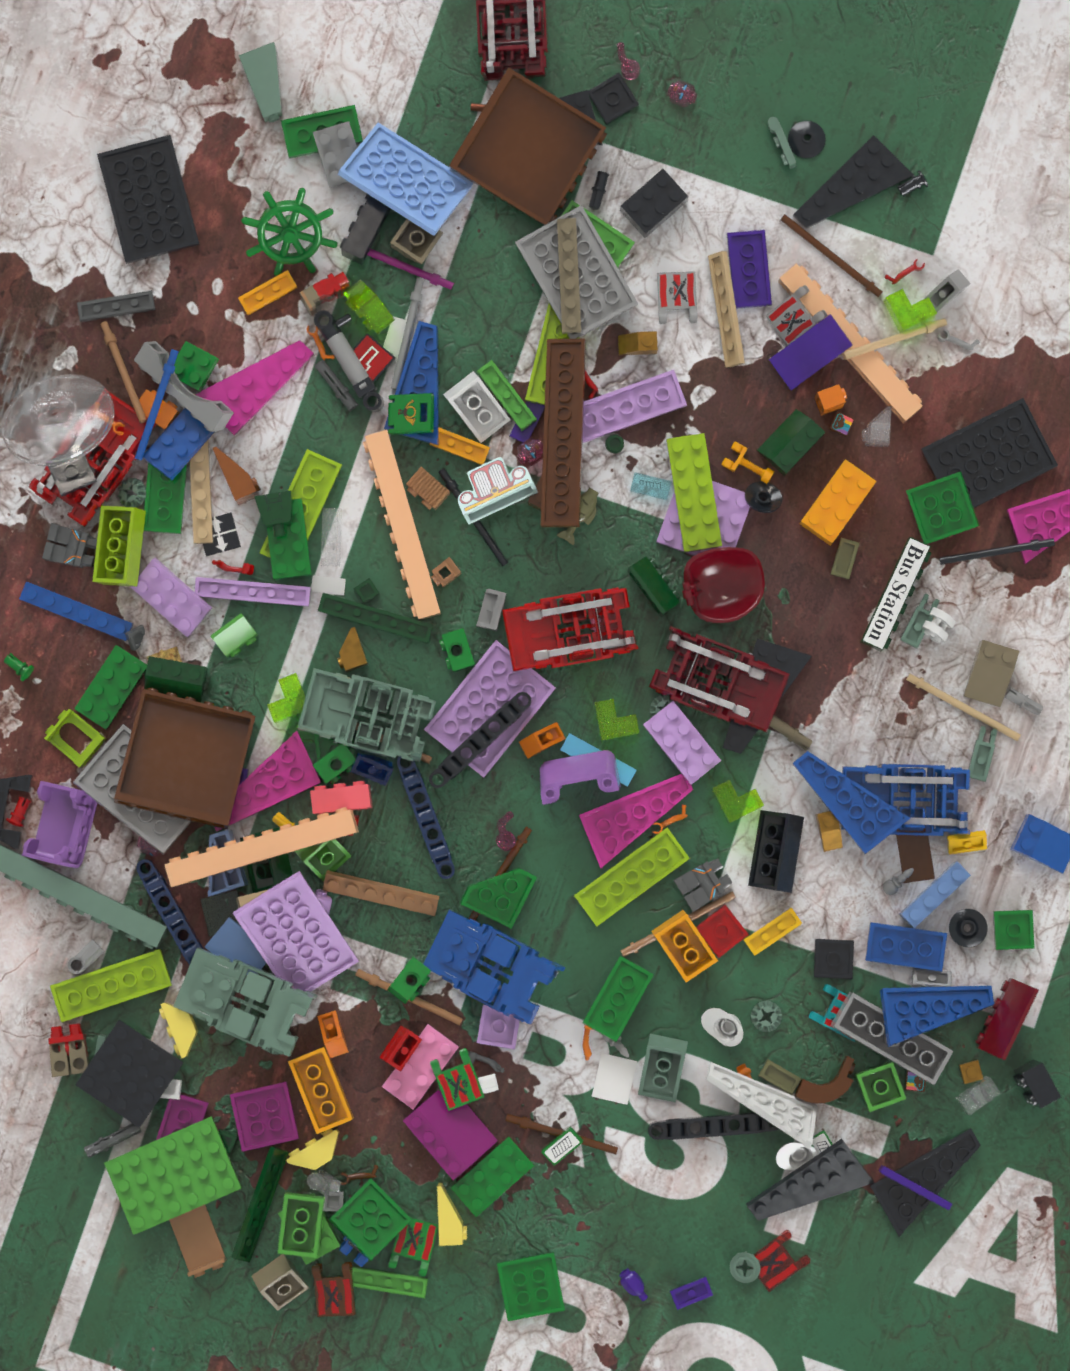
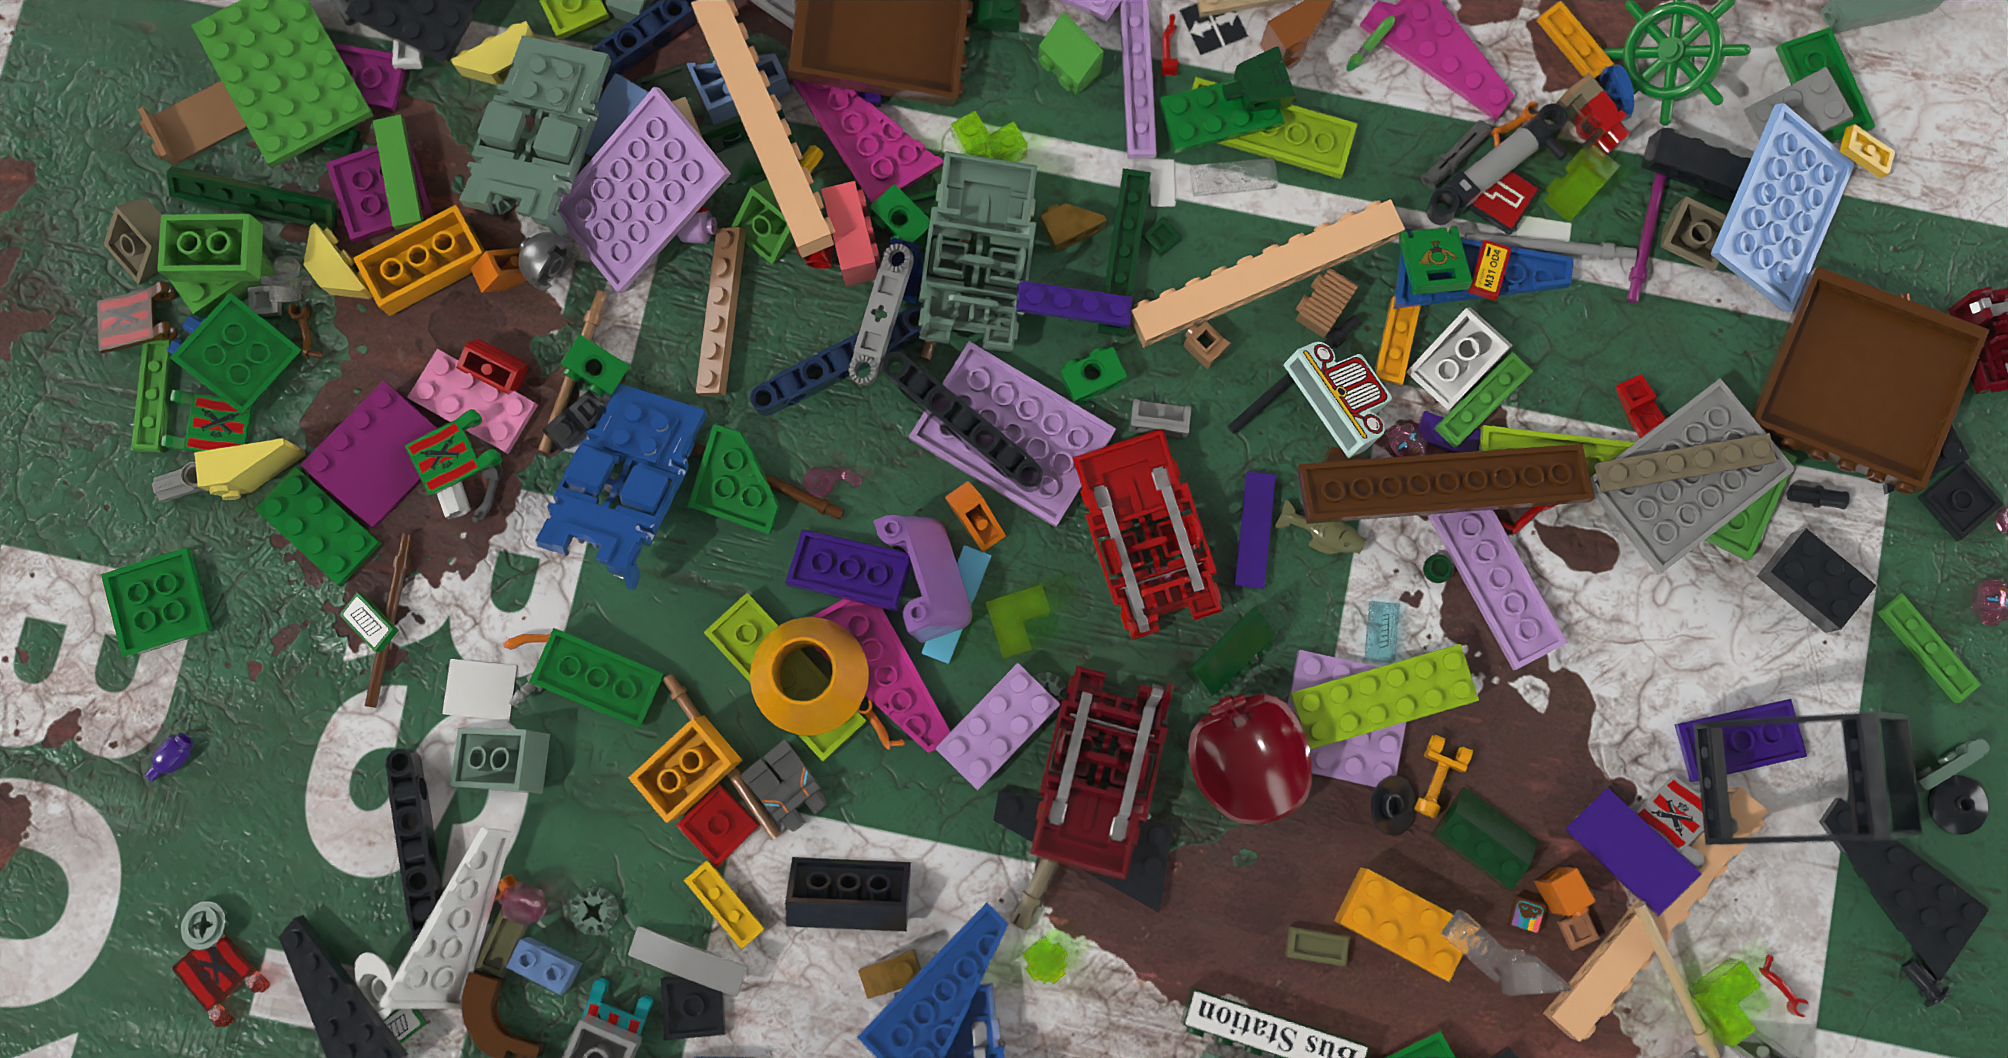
camera: 80 degrees right, 5 degrees down
(251, 431) = (1357, 58): none -> bright green piece
(256, 1101) = (398, 172): none -> bright green tile
(310, 273) = (1618, 88): none -> blue tile
(330, 1007) = (544, 258): none -> flat silver cylinder
(371, 113) = (1867, 151): none -> yellow plate
(390, 777) = (886, 293): none -> light grey piece
(410, 656) = (1073, 304): none -> dark purple plate
(421, 378) = (1489, 270): none -> tile
(442, 998) = (574, 420): none -> black slope
(452, 1264) = (176, 483): none -> light grey piece
(497, 1028) = (529, 504): lavender plate -> none
(523, 293) = (1639, 404): none -> red slope
(567, 826) = (849, 570): none -> dark purple tile
(574, 558) = (1254, 530): none -> dark purple tile
(608, 869) = (840, 698): none -> light orange cone
(638, 343) = (1597, 585): pearl gold slope -> none
(677, 292) = (1683, 632): flag -> none
(691, 1293) = (160, 847): dark purple plate -> none
(705, 138) = (1928, 648): none -> bright green tile
(722, 1026) = (569, 845): white piece -> none
(726, 309) = (1674, 711): tan plate -> none
(734, 806) = (909, 819): clear neon green brick -> none
(756, 1059) = (523, 903): none -> clear pink head
(786, 213) = (1864, 775): none -> black window
(796, 1049) = (544, 965): none -> medium blue brick
(805, 958) = (687, 961): none -> light grey slope
(832, 256) = (1750, 932): reddish brown bar -> none
(832, 731) = (1045, 961): none -> clear neon green brick
(855, 392) = (1578, 931): none -> nougat tile
(856, 461) = (1476, 944): none -> clear hinge

